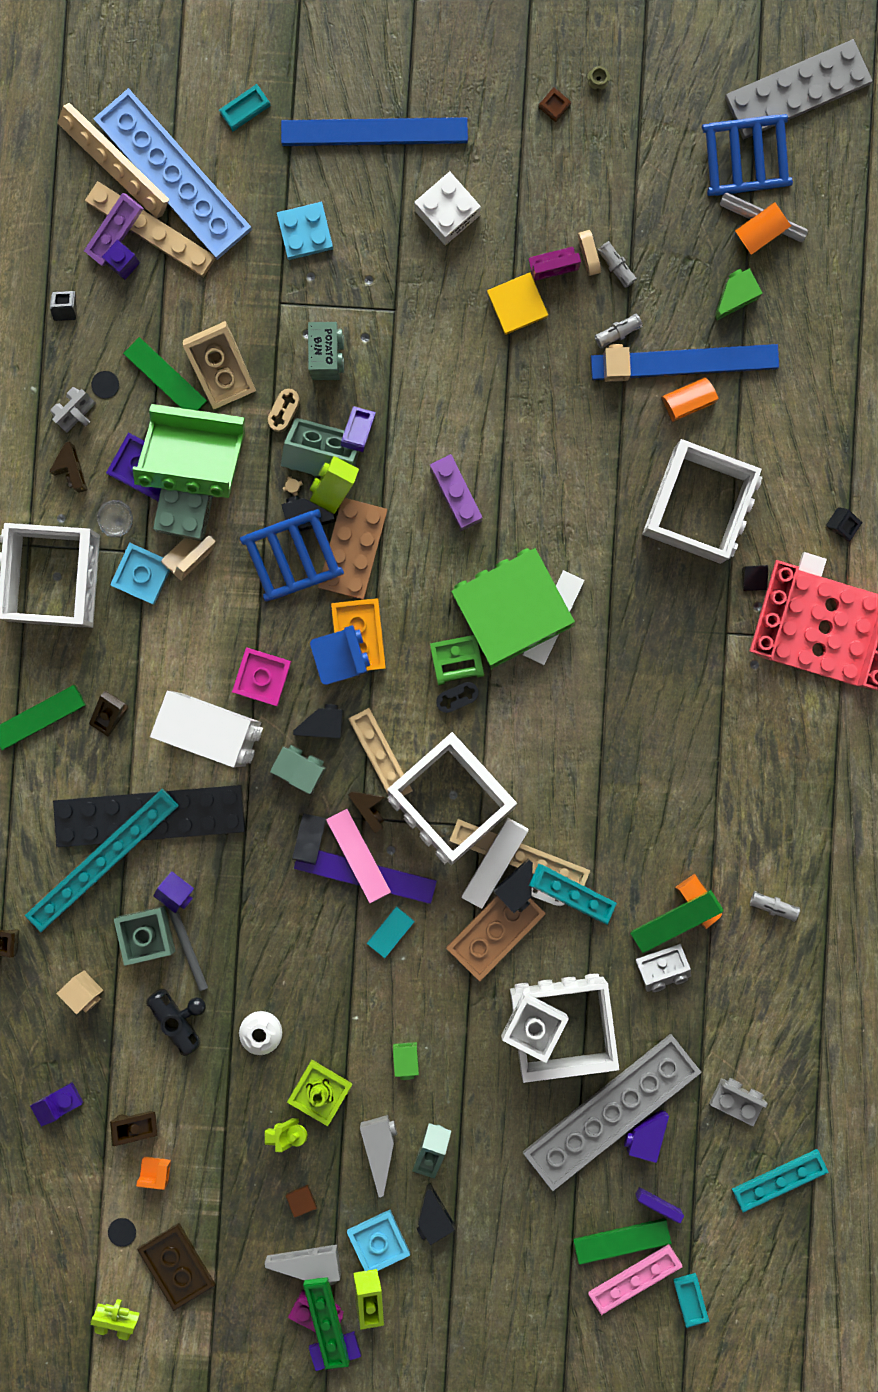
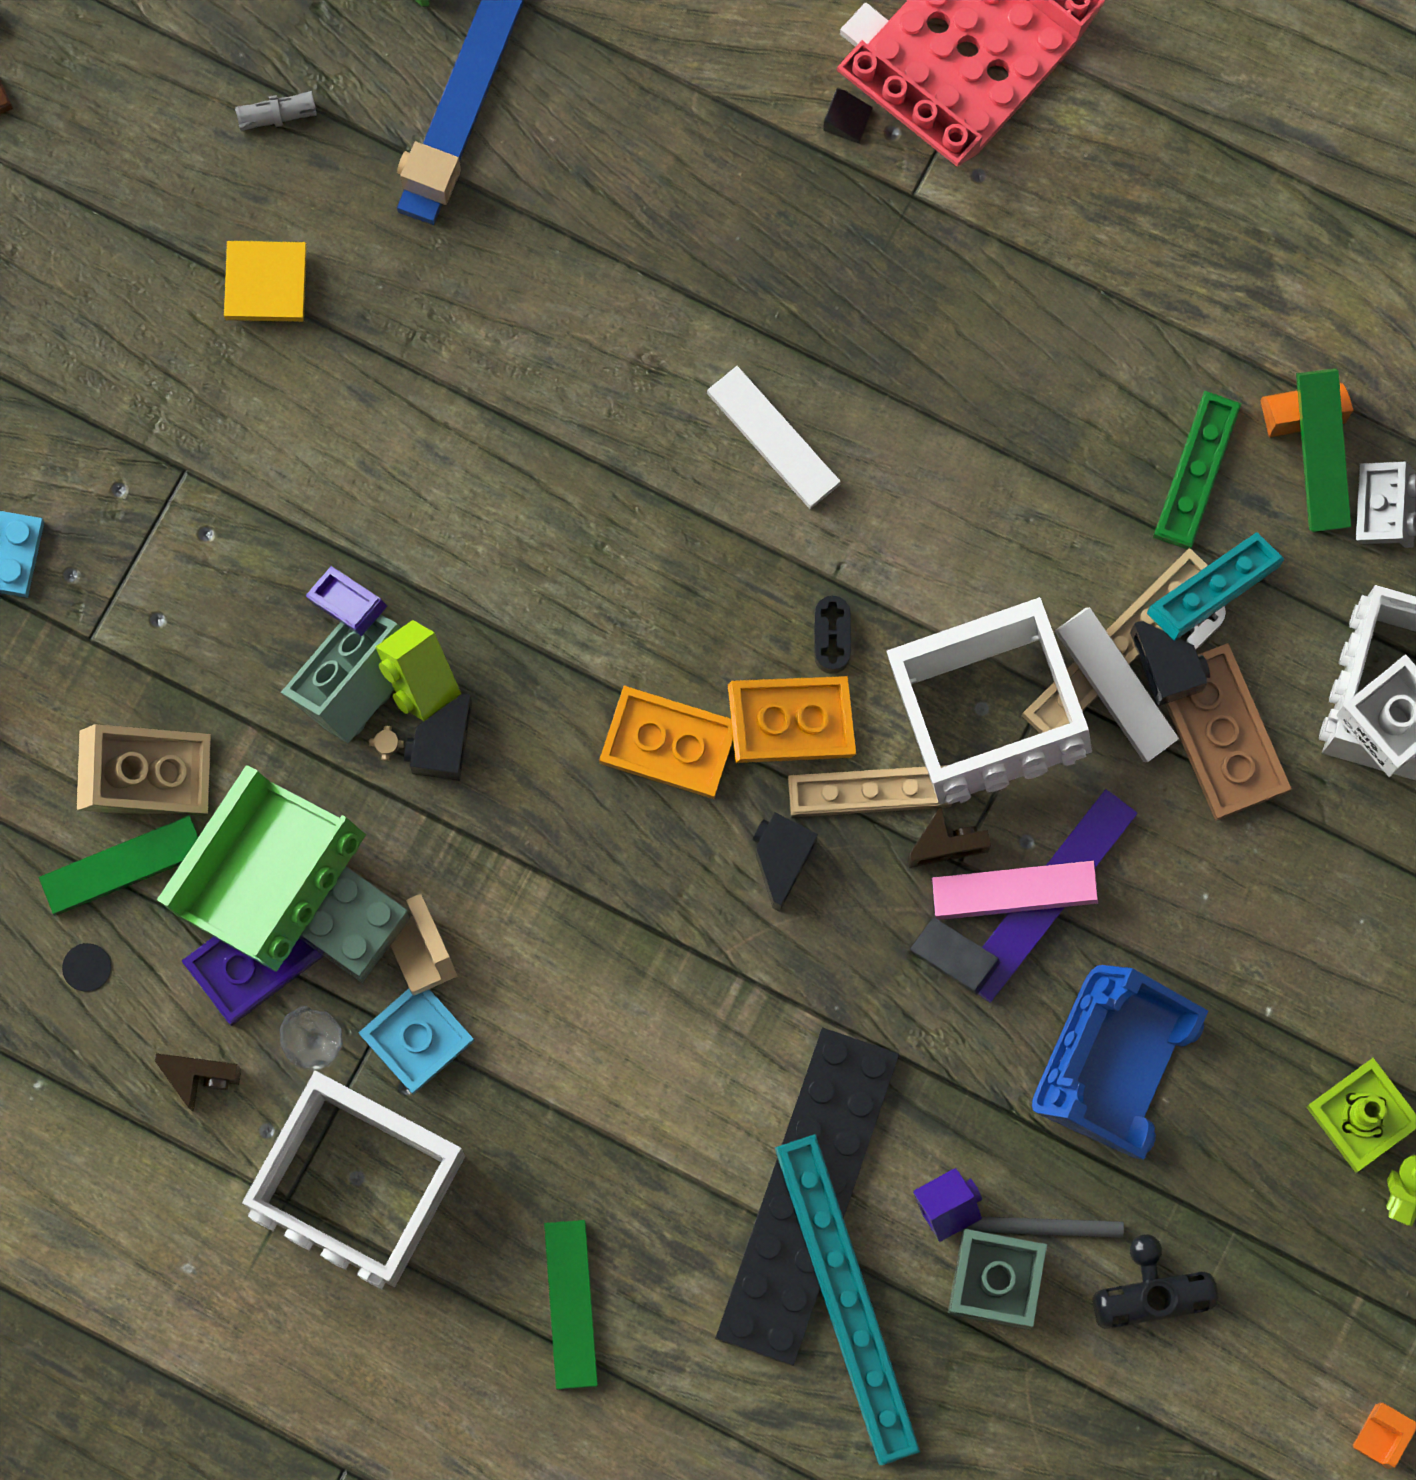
camera: 70 degrees left, 10 degrees down
(77, 399) = (108, 1027): light grey hips -> none
(81, 993) = (1046, 1419): tan brick -> none
(107, 713) = (615, 1186): dark brown slope -> none
(133, 1128) = (1299, 1432): dark brown slope -> none
(206, 729) = (716, 1021): white window -> none
(261, 676) = (665, 919): dark pink plate -> none
(264, 1021) = (1212, 1181): white piece -> none
(289, 412) = (254, 711): tan beam -> none
(289, 947) = (1115, 1057): none -> blue windscreen
(292, 524) = (542, 810): blue bar -> none
(299, 770) = (841, 922): sand green brick -> none
(324, 349) = (202, 595): sand green brick -> none
(339, 655) = (688, 776): blue bracket -> none
(355, 546) = (529, 693): medium nougat plate -> none
(390, 932) = (1155, 895): teal tile -> none
(398, 696) = (791, 719): none -> light orange plate
(406, 1060) = (1368, 956): bright green brick -> none
(447, 208) = (69, 320): white brick -> none
(453, 652) = (760, 605): bright green plate -> none
(456, 492) = (514, 496): medium lavender brick -> none
(513, 607) = (731, 485): bright green panel -> none
(554, 263) = (230, 199): magenta bracket -> none
(589, 253) = (239, 142): tan beam -> none
(618, 331) = (378, 152): light grey pin -> none
(638, 855) = (1197, 470): none -> green tile
(690, 399) = (531, 93): orange brick -> none
(744, 503) = (653, 182): white window -> none
(774, 906) = (1361, 301): light grey pin -> none

